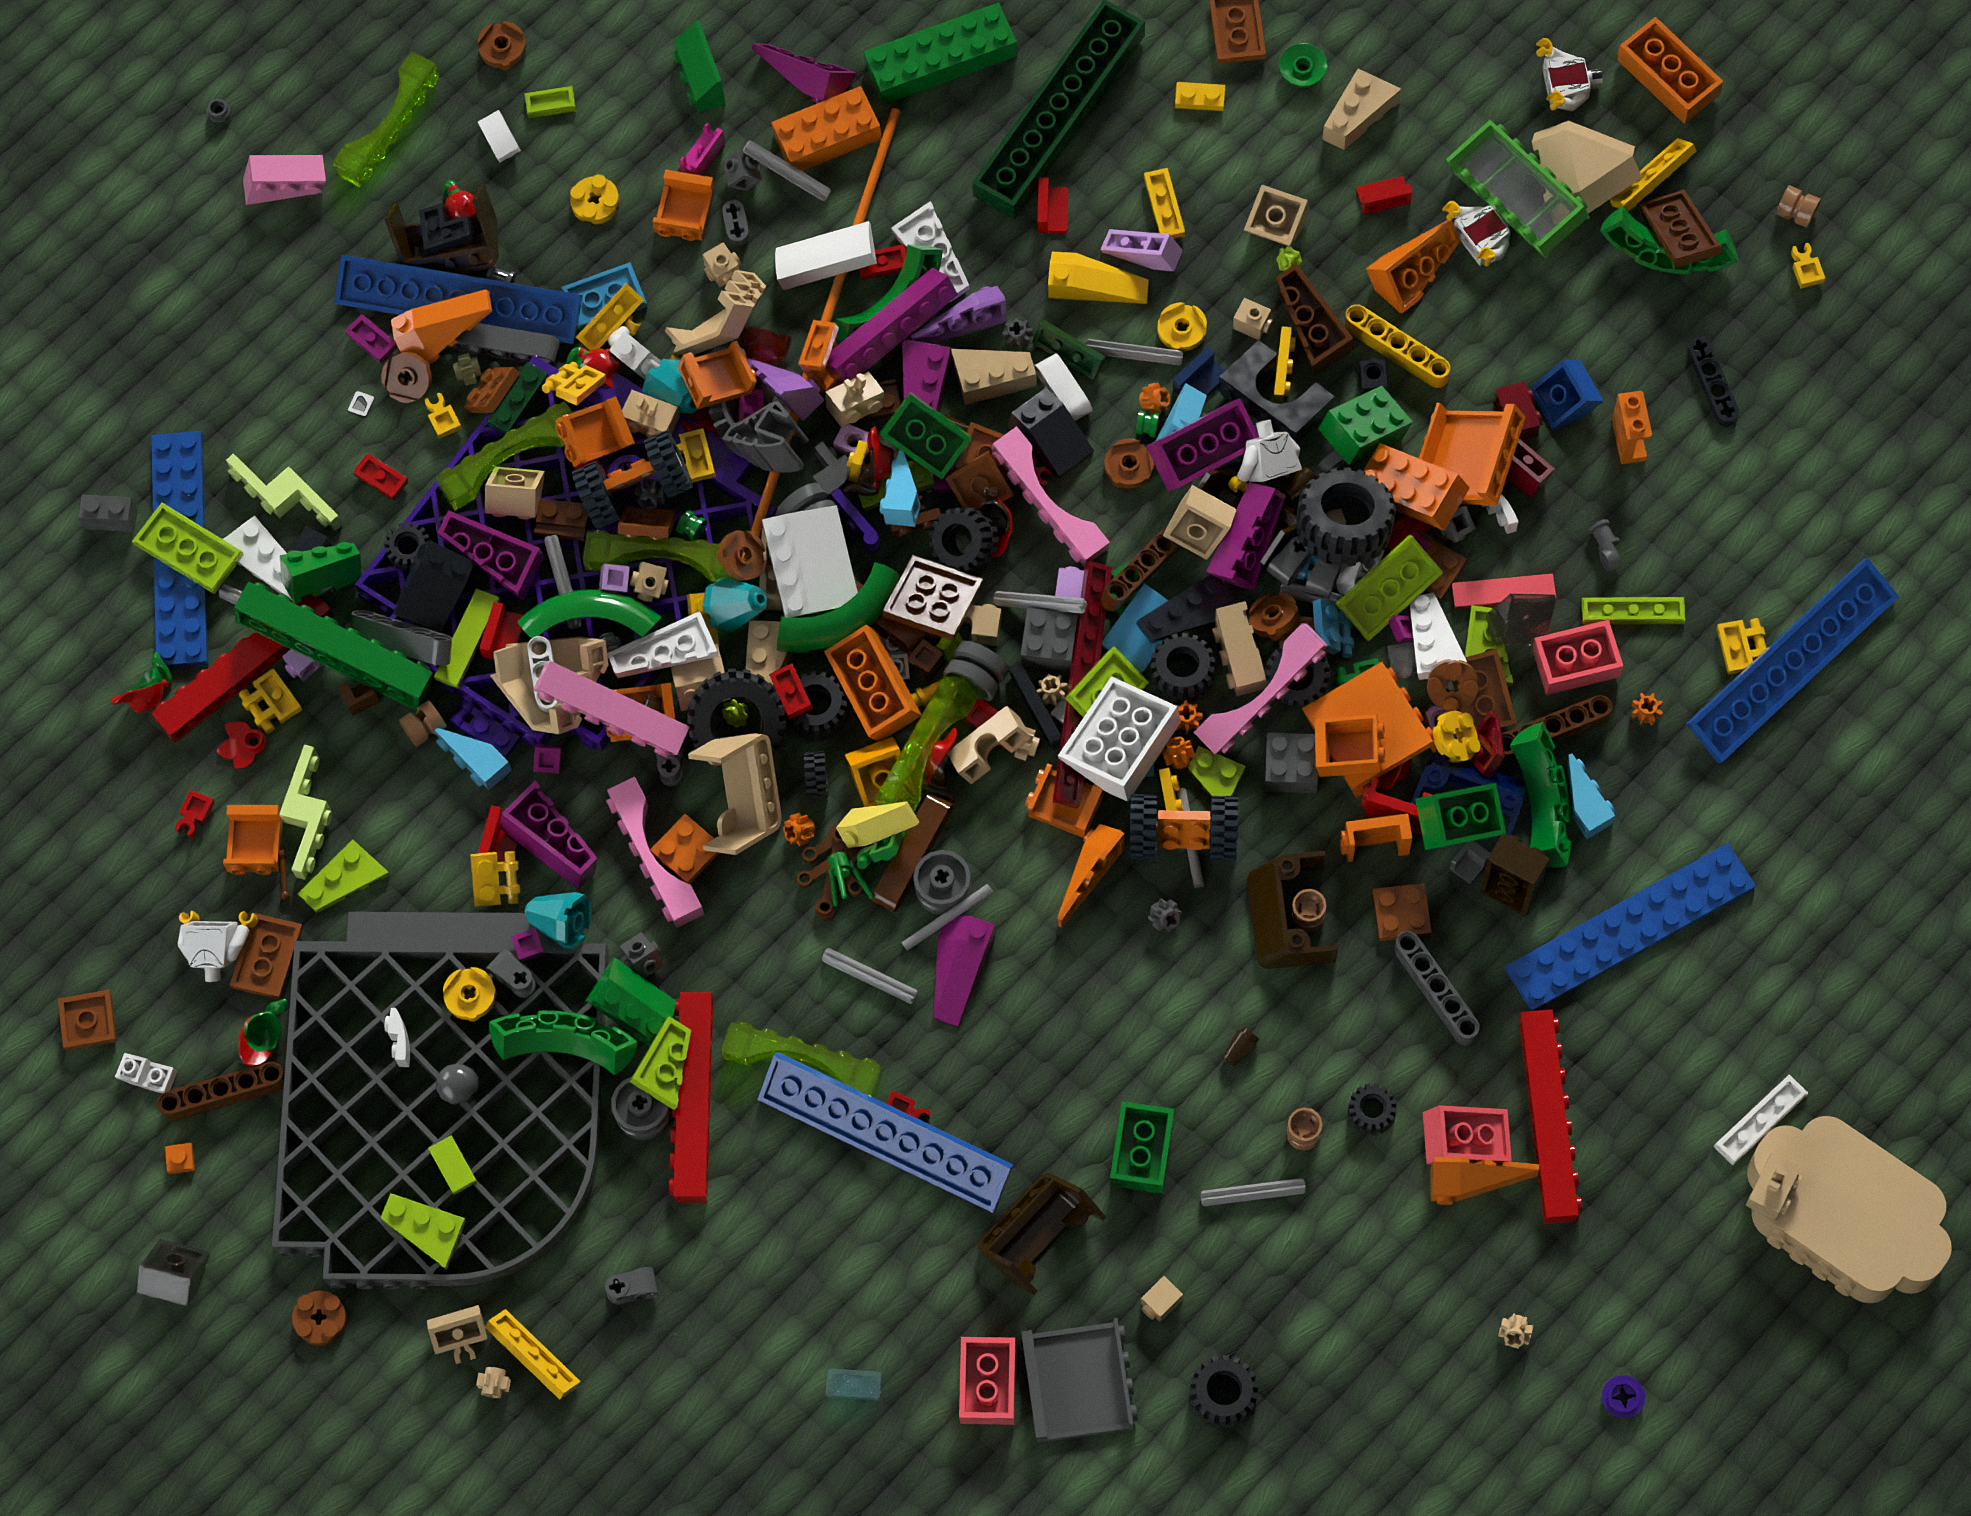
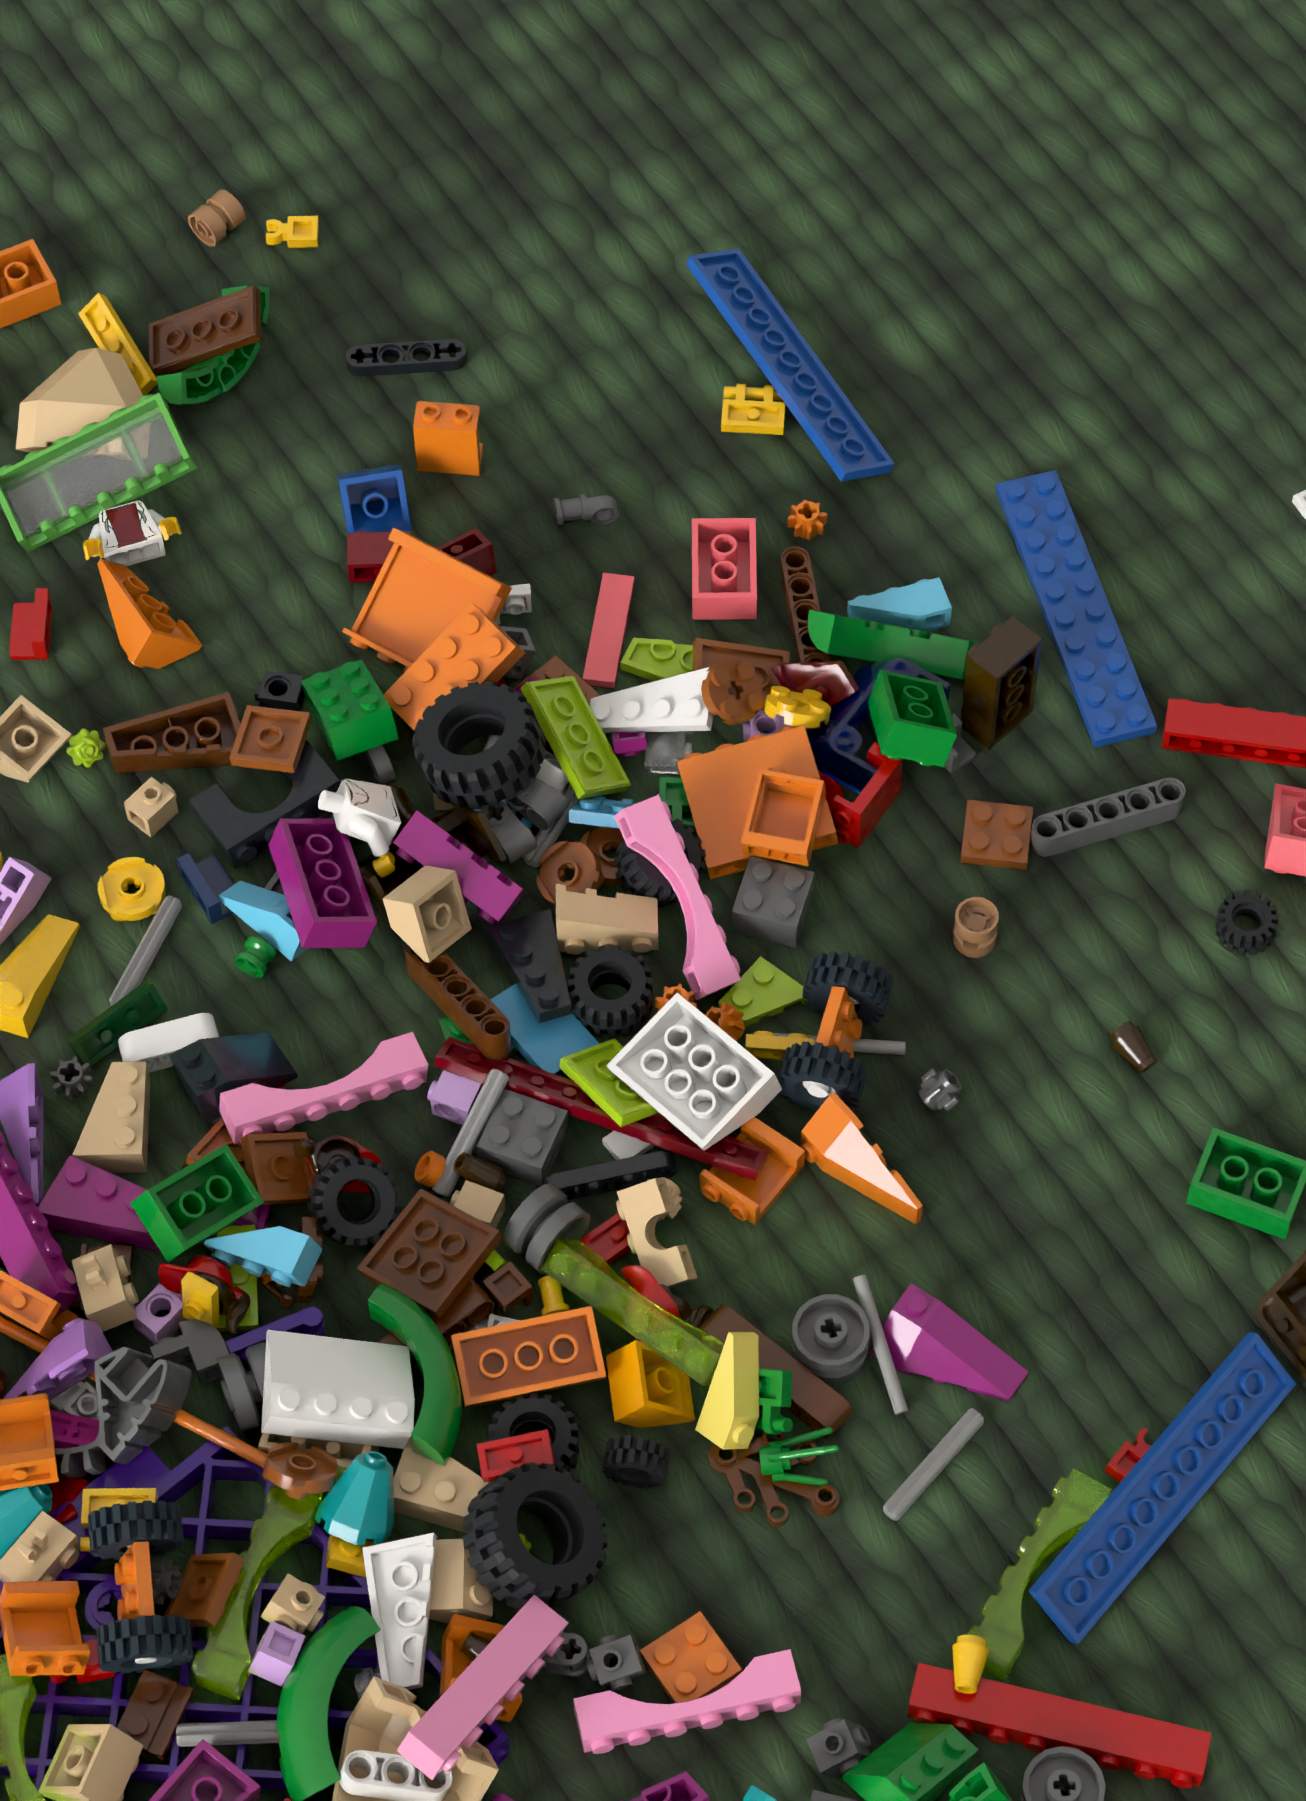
camera: 80 degrees left, 10 degrees down
(663, 1063) = (1022, 1744): lime wing -> none
(669, 799) = (629, 1662): none -> dark grey brick
(691, 525) = (224, 1535): green wheel -> none
(714, 1022) = (968, 1662): none -> yellow cone
(749, 789) = (648, 1553): tan windscreen -> none
(799, 829) = (705, 1504): orange gear -> none
(1009, 585) = (430, 1168): none -> orange tile
(1012, 618) = (480, 1171): none -> dark brown cone
(1052, 690) = (594, 1140): tan gear -> none
(1124, 476) = (304, 1010): dark orange plate -> none
(1154, 398) = (224, 940): orange gear -> none
(1273, 942) = (969, 968): dark brown windscreen -> none
(1284, 365) = (242, 793): yellow plate -> none
(1304, 1129) = (1261, 998): medium nougat wheel -> none
(1317, 377) = (270, 739): none -> dark orange plate
(1376, 831) = (903, 806): orange panel -> none
(1402, 356) = (253, 646): yellow beam -> none
(1521, 618) = (662, 609): clear smoke slope -> none
(1633, 610) = (673, 507): lime tile -> none

